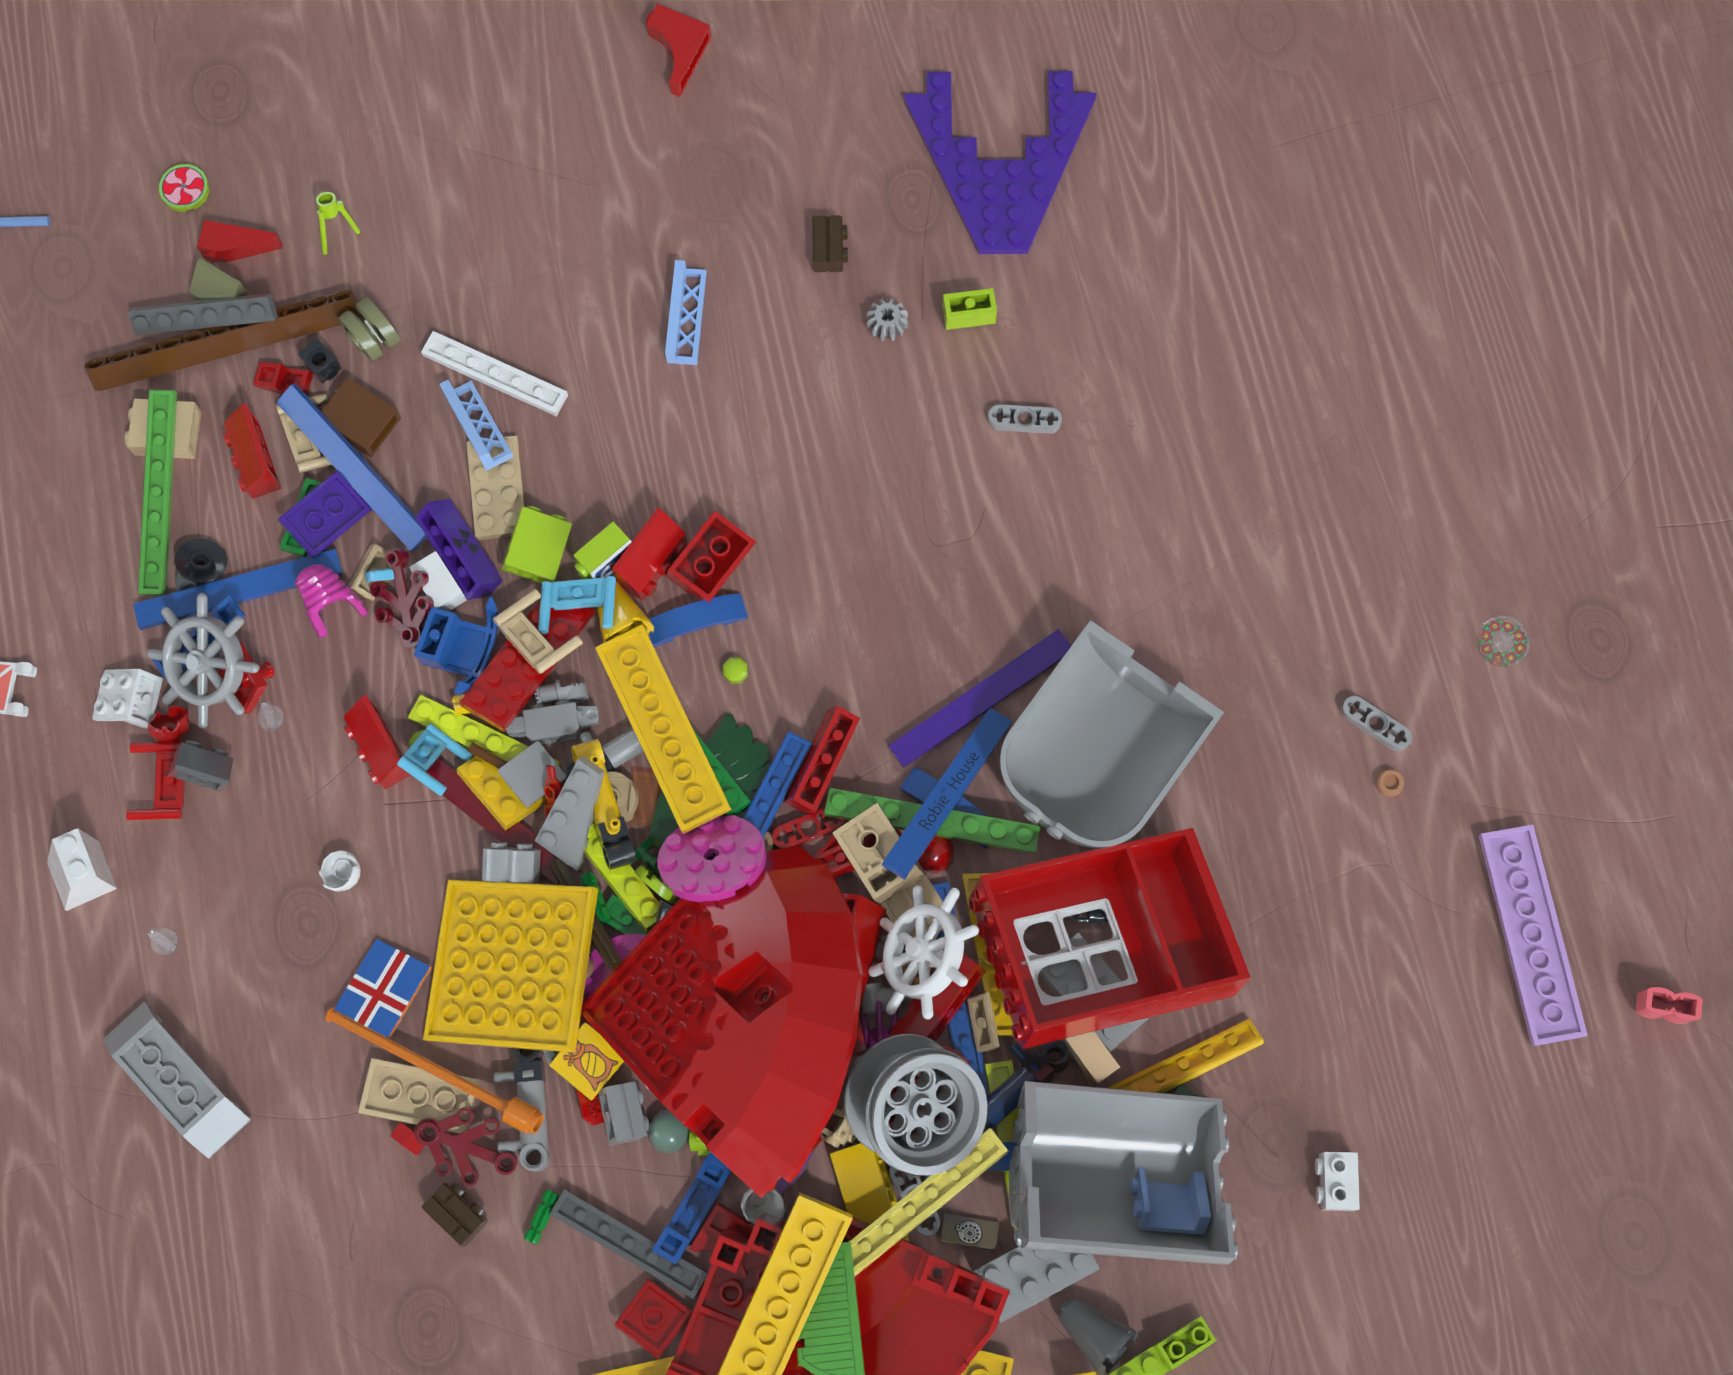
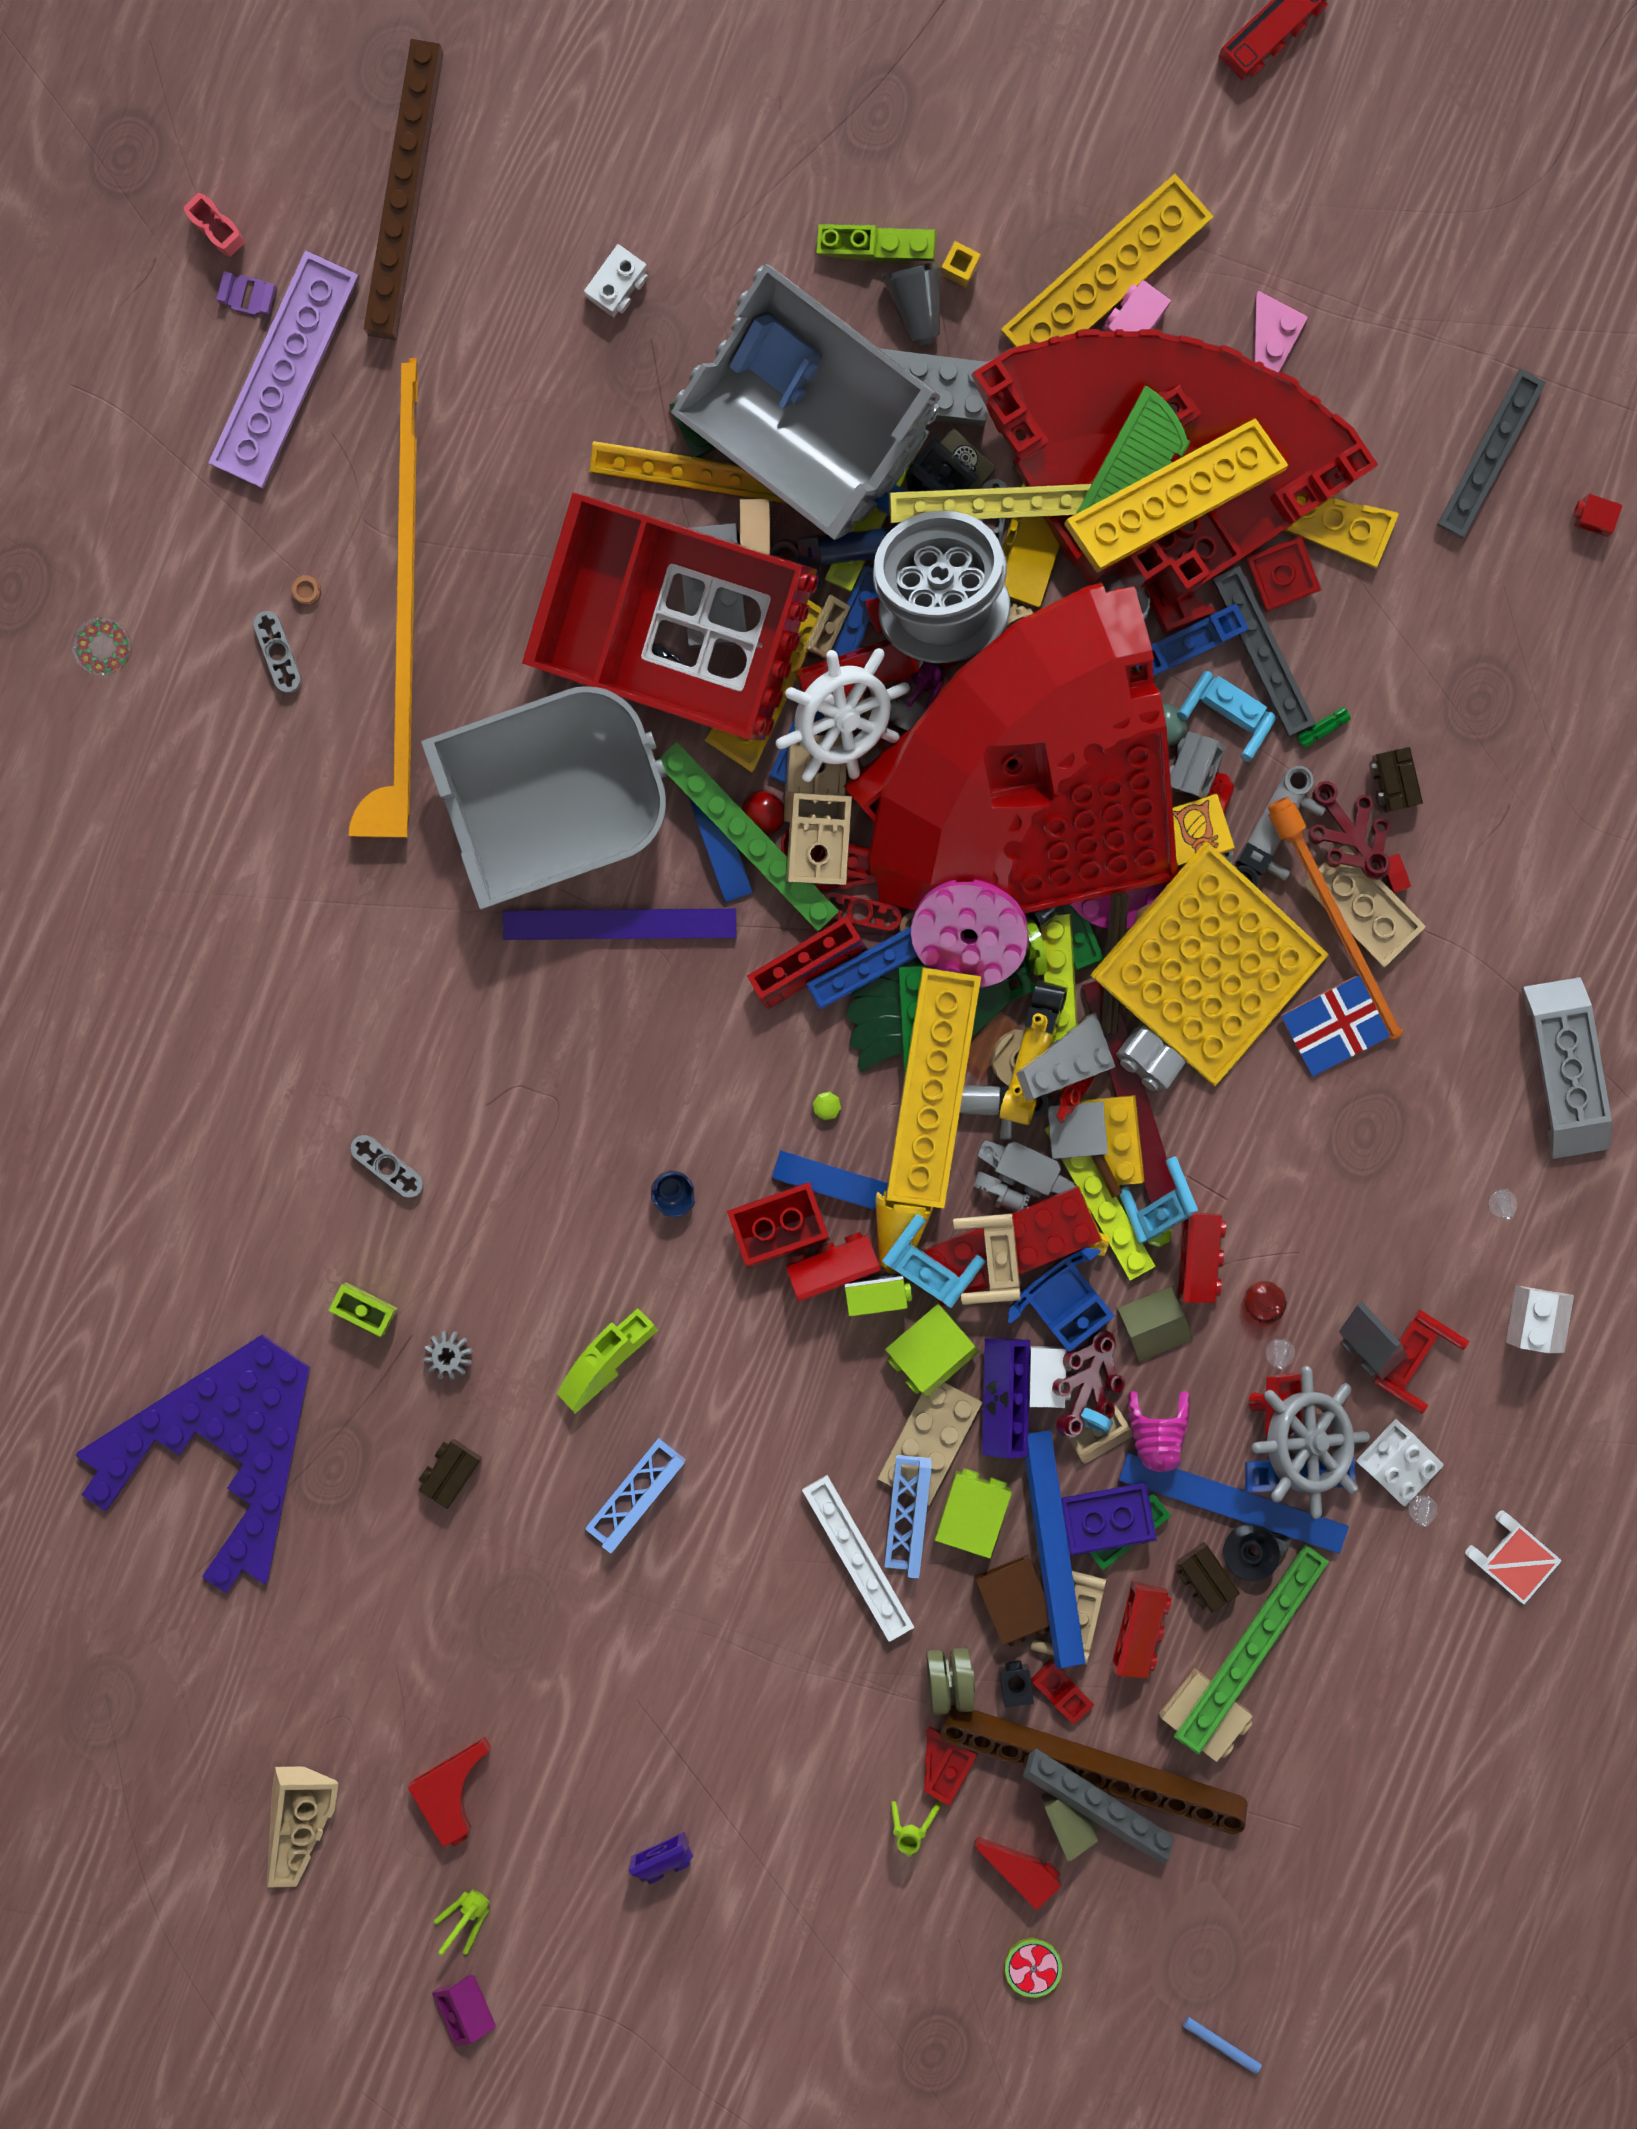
camera: 145 degrees left, 15 degrees up
(87, 675) = (1422, 1509): none -> clear plate
(170, 726) = (1376, 1406): red hair -> none
(223, 522) = (1207, 1577): none -> dark brown brick
(306, 745) = (1264, 1304): none -> clear red hair
(335, 274) = (945, 1767): none -> red wing
(340, 871) = (1307, 1159): white hair -> none
(382, 676) = (1155, 1323): none -> olive slope
(430, 455) = (973, 1513): none -> lime brick
(500, 90) = (661, 1858): none -> dark purple slope
(589, 880) = (1090, 994): green axle -> none
(626, 1183) = (1233, 705): none -> medium azure plate
(774, 389) = (598, 1362): none -> lime slope
(804, 531) = (673, 1193): none -> dark blue hair
(946, 794) = (717, 849): blue tile -> none
(981, 1204) = (939, 470): none -> black slope
(1212, 661) = (387, 808): none -> light orange piece
(1553, 1139) = (403, 189): none -> reddish brown brick
(1615, 967) = (233, 289): none -> medium lavender piece

